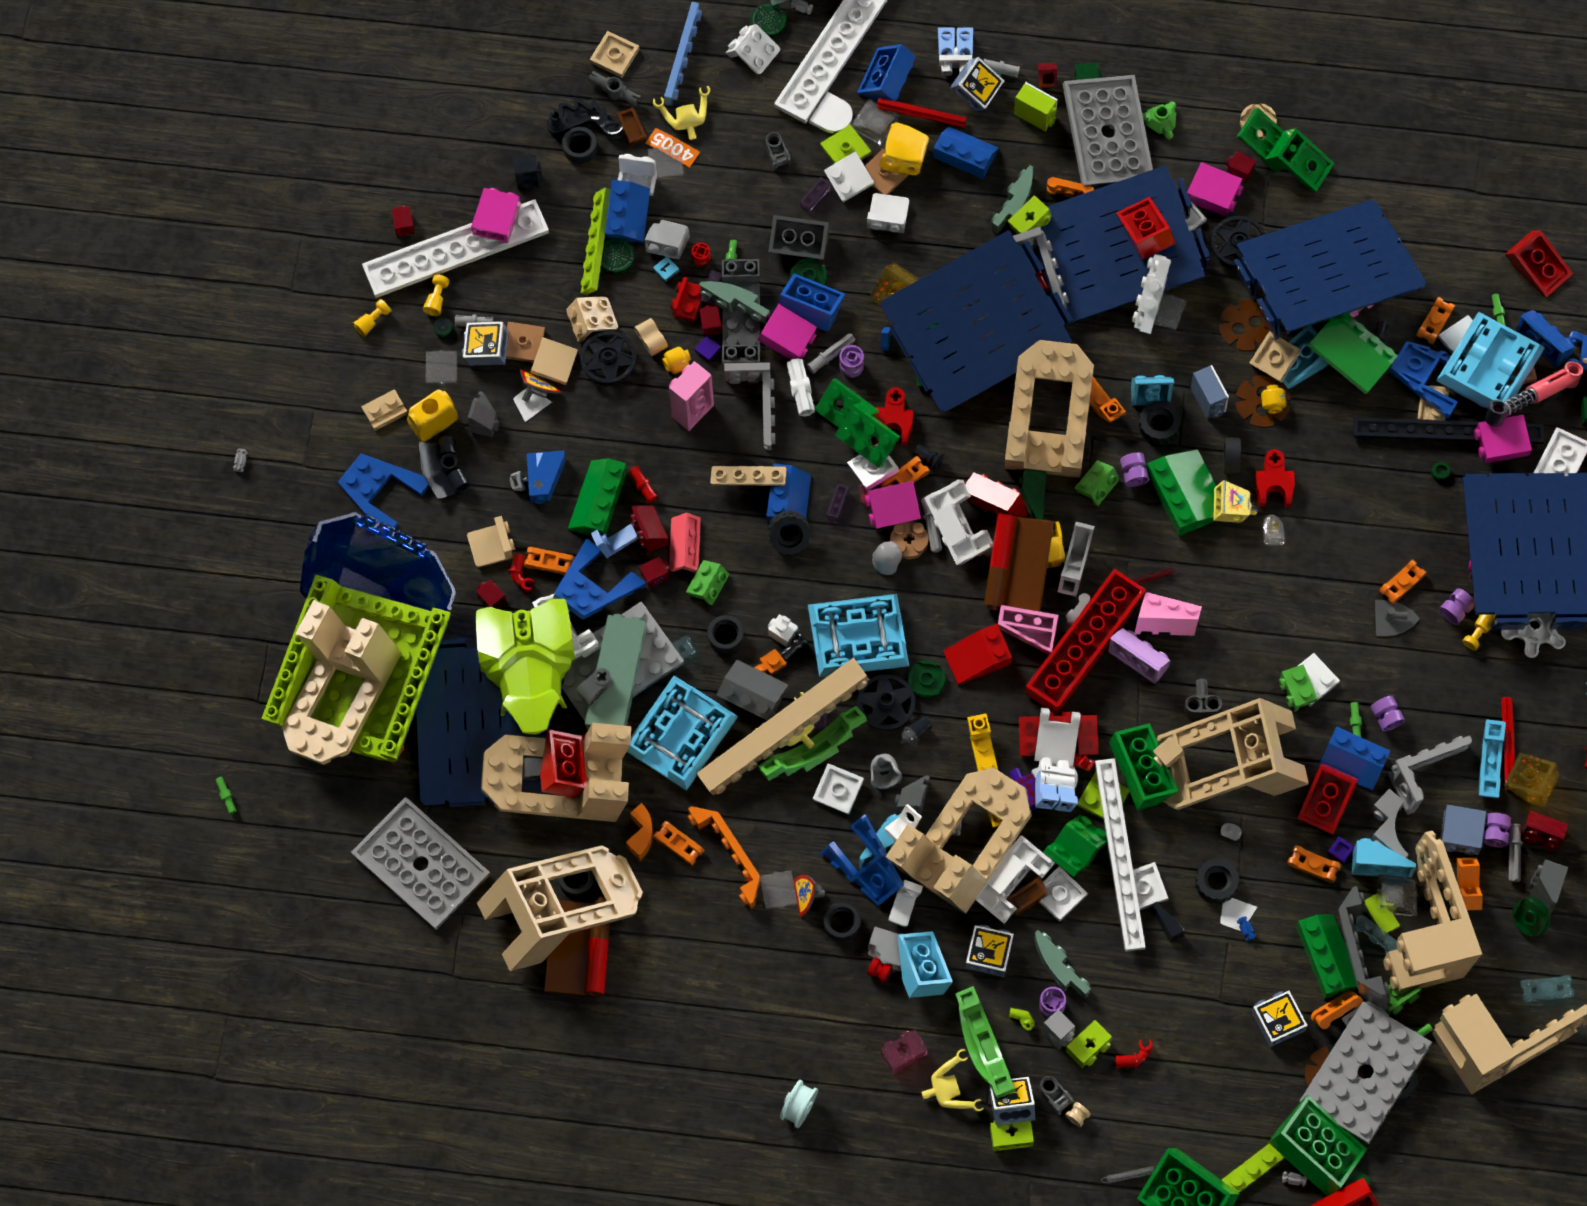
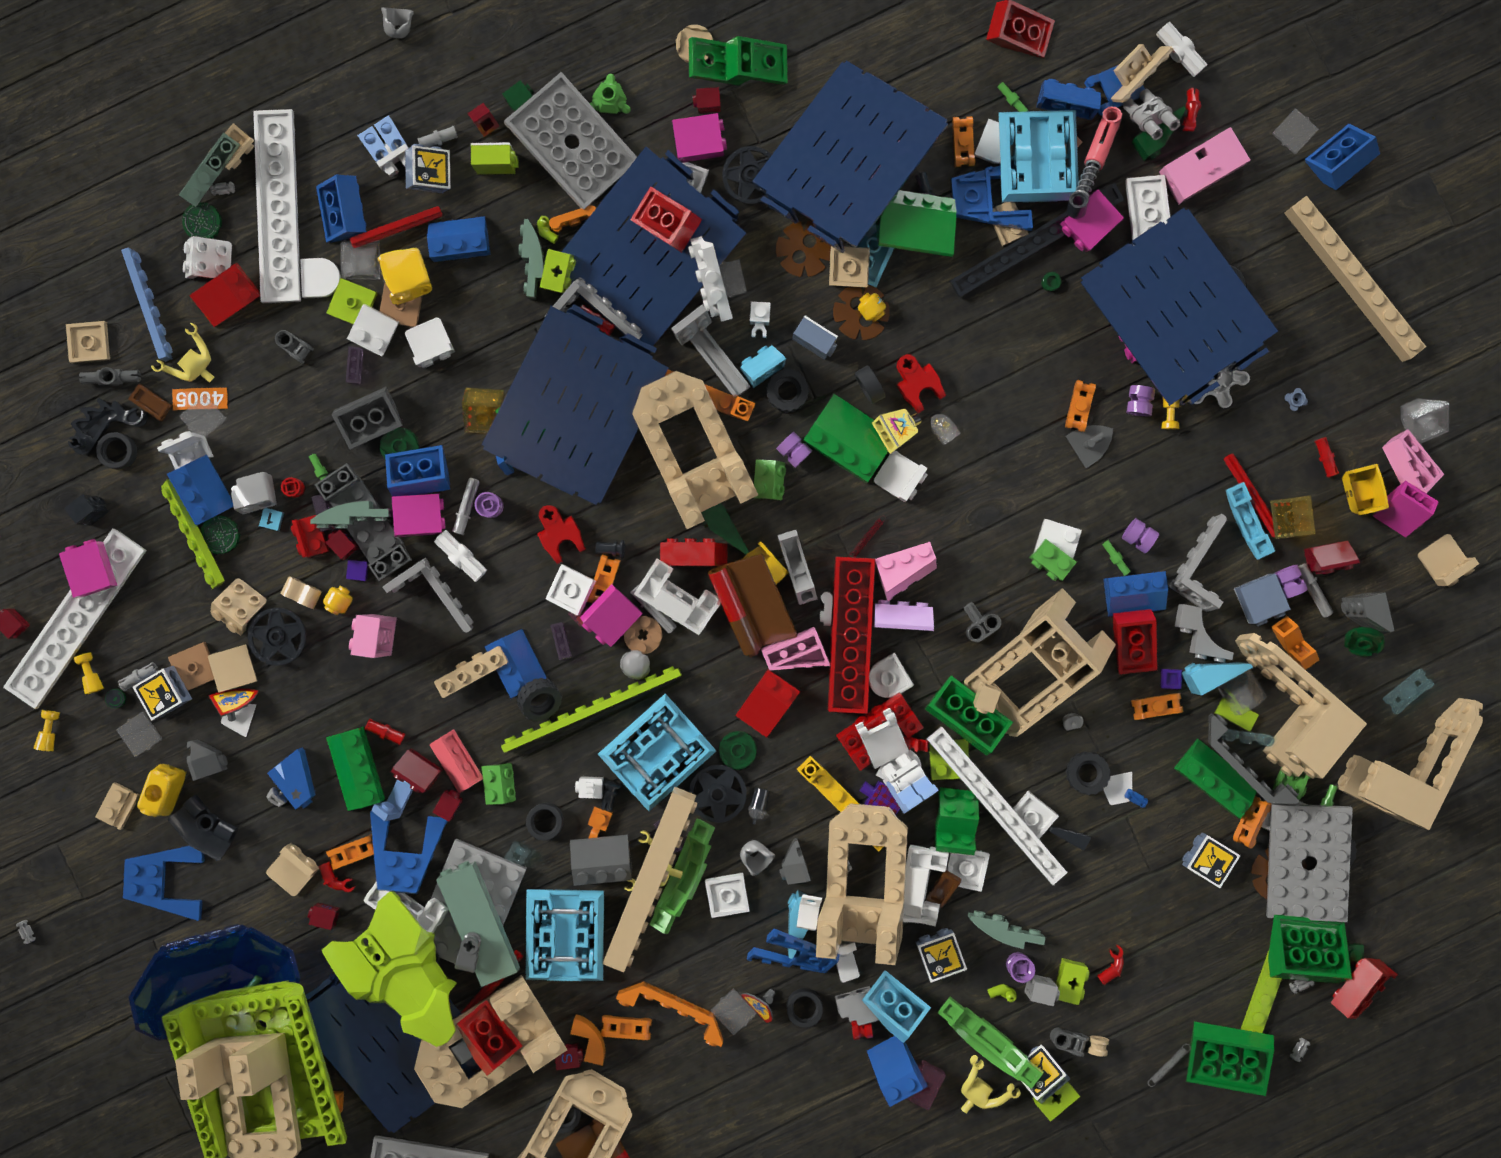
camera: 35 degrees left, 20 degrees up
(613, 834) = (570, 1058): none -> dark red brick
(749, 82) = (225, 294): none -> red slope
(821, 569) = (583, 711): none -> lime plate
(857, 423) = (535, 567): green bracket -> none
(887, 1020) = (896, 1070): none -> blue slope
(1040, 185) = (544, 230): none -> lime arm
(1095, 699) = (889, 677): none -> white tile
(1112, 325) = (693, 329): none -> light grey bracket
(1174, 351) = (759, 317): none -> white brick
(1211, 545) = (900, 476): none -> white bracket

